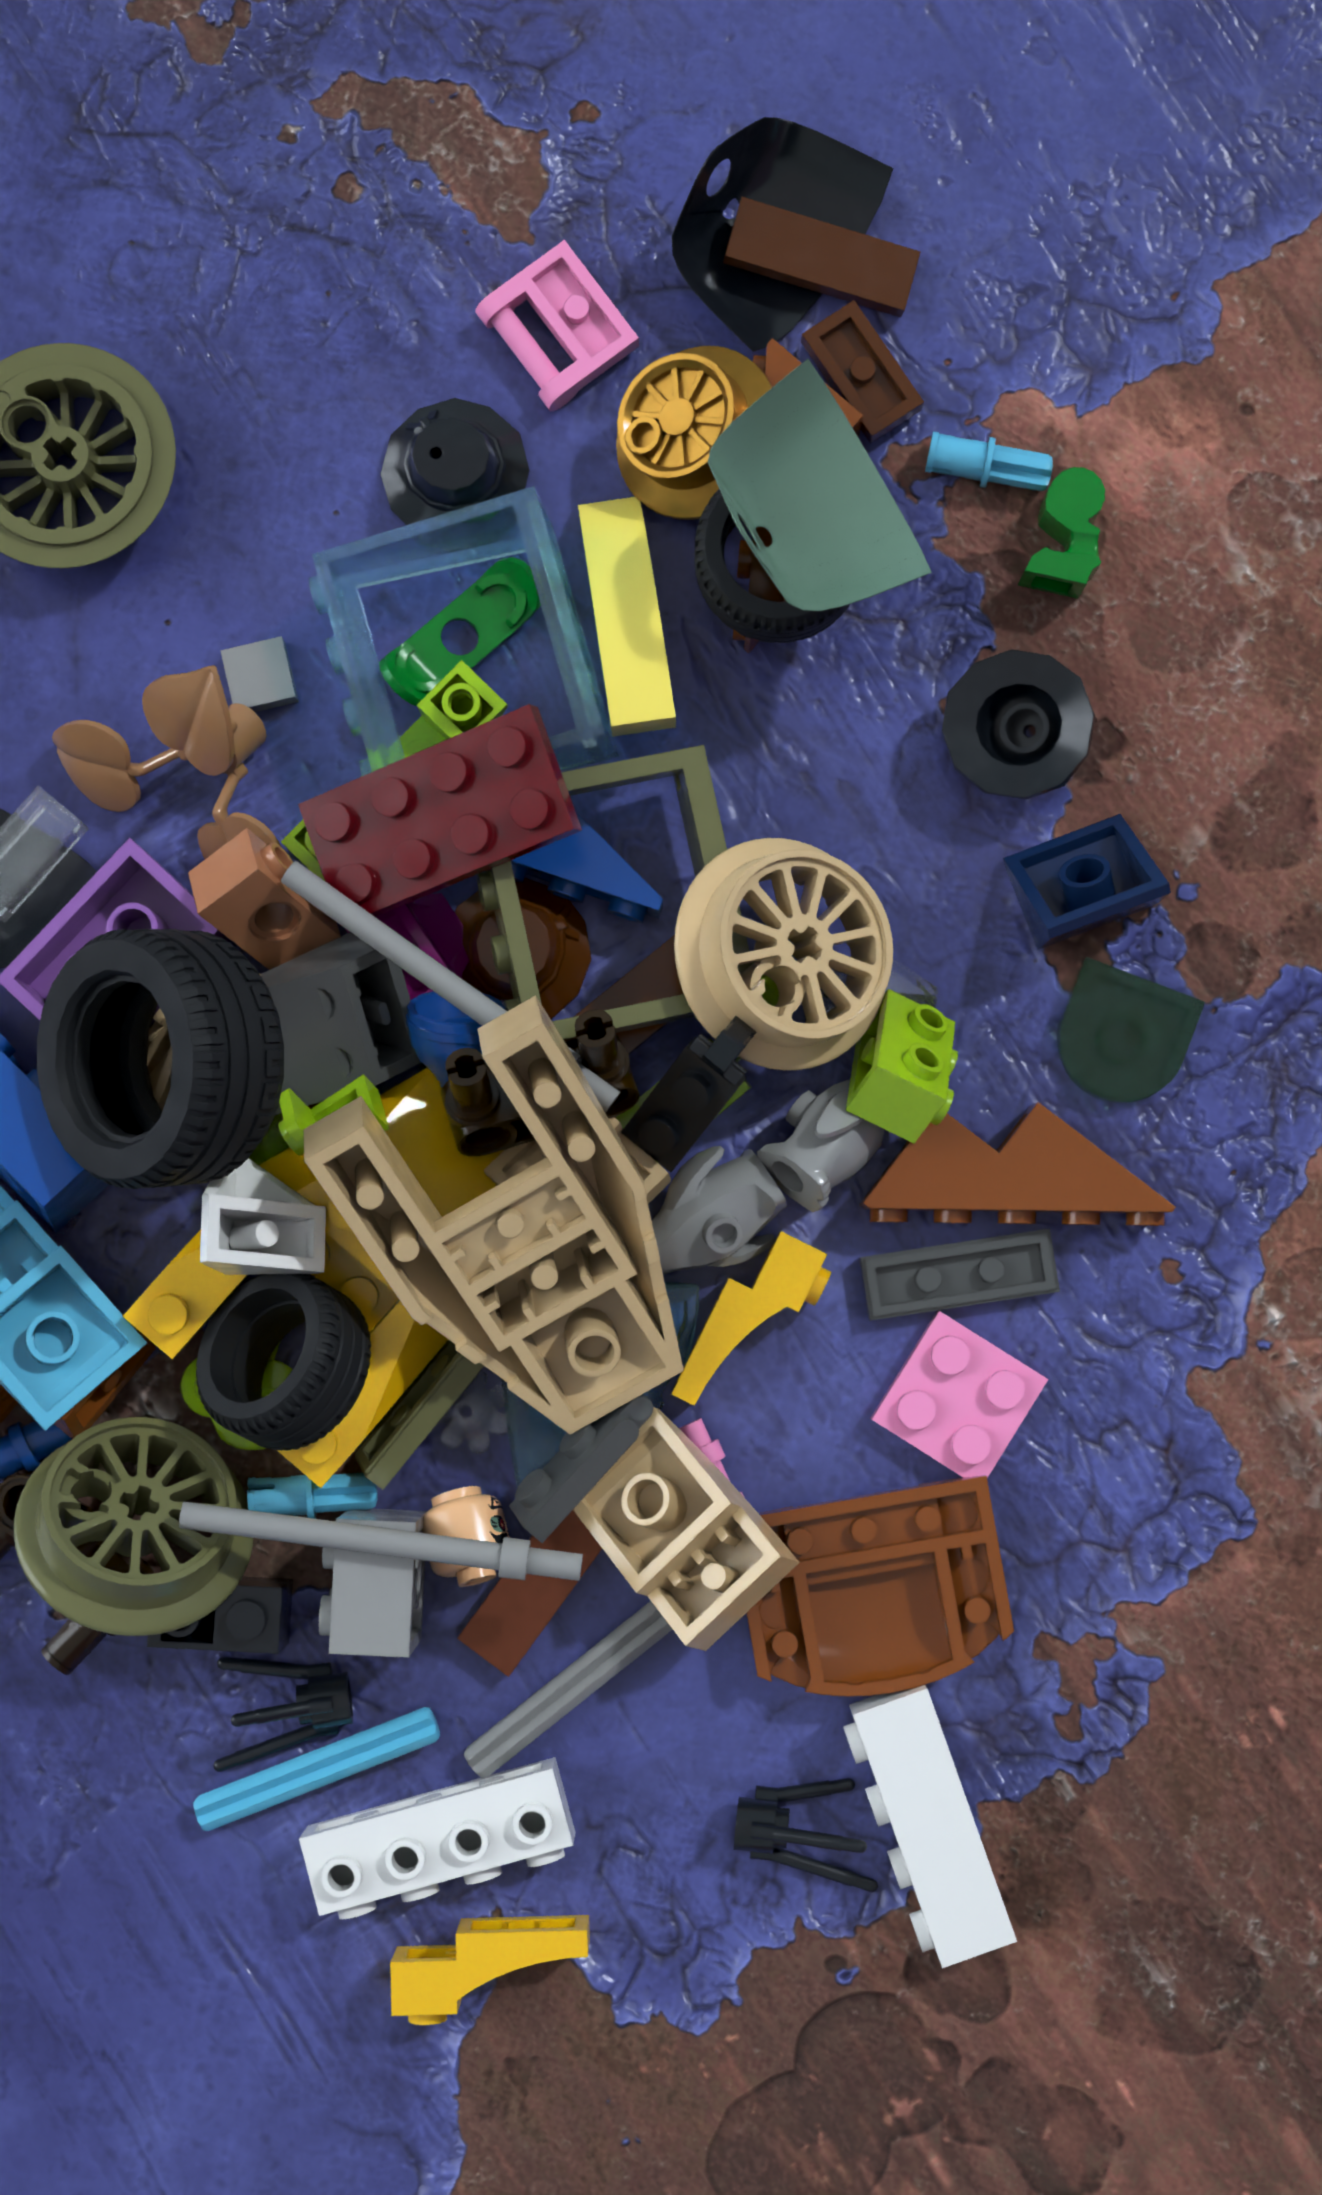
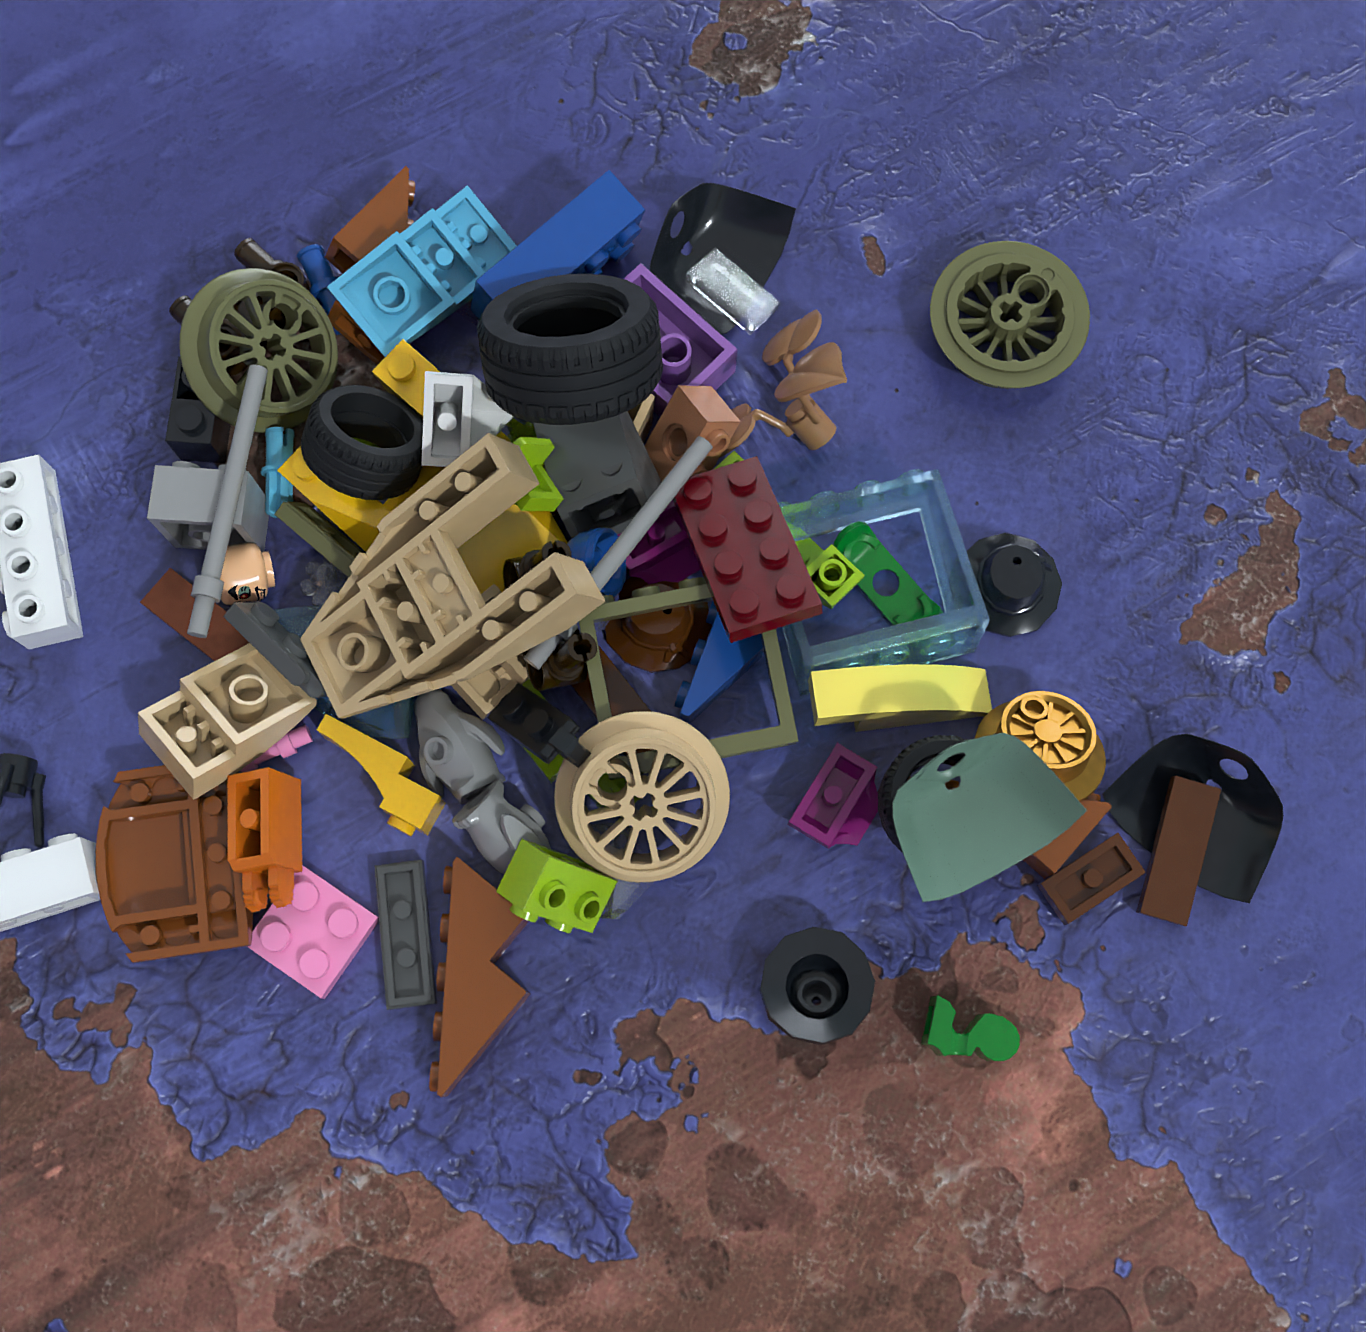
camera: 85 degrees right, 10 degrees down
(260, 674) = (858, 448): light grey tile -> none
(316, 1769) = (91, 475): medium azure axle -> none
(323, 1702) = (132, 474): black plant -> none
(566, 1690) = (122, 637): light grey axle -> none
(575, 314) = (1127, 668): bright pink plate -> none
(765, 703) = (839, 800): none -> magenta slope
(840, 1465) = (265, 835): none -> orange hinge
(988, 462) = (1024, 974): medium azure axle -> none
(1084, 880) = (700, 1037): dark blue slope -> none
(1124, 1033) = (581, 1068): clear green tile -> none

